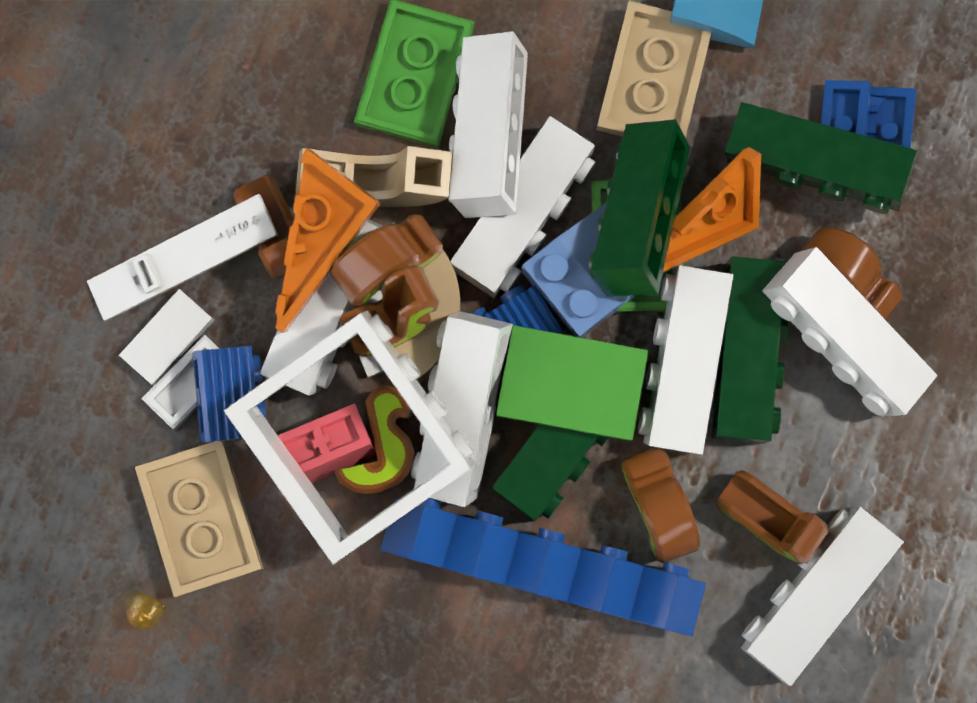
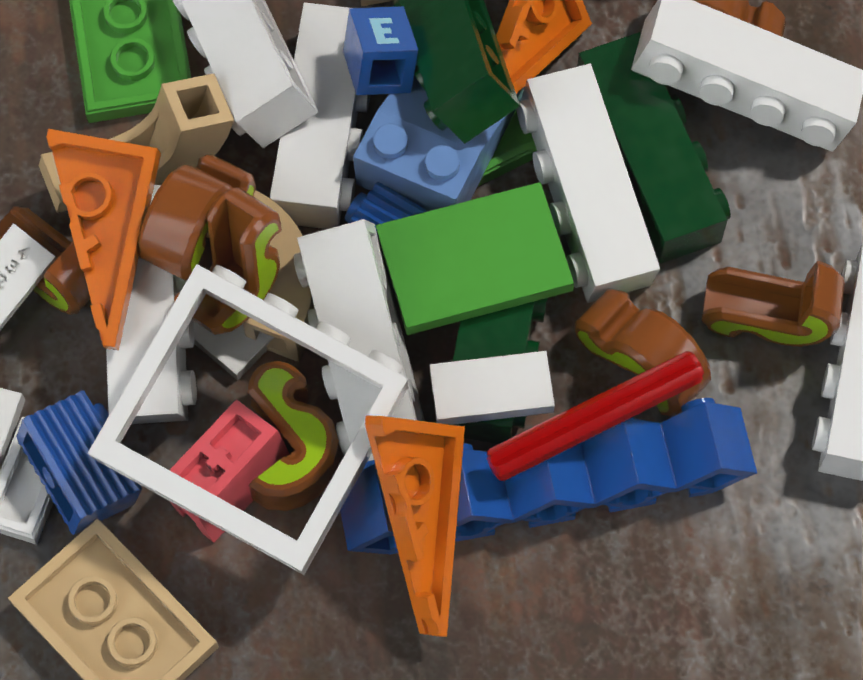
camera: 25 degrees left, 15 degrees down
(445, 541) = (421, 487): none -> orange wing
(535, 488) = (492, 388): none -> white tile
(582, 190) = (380, 50): none -> blue brick
(594, 550) = (595, 415): none -> red axle

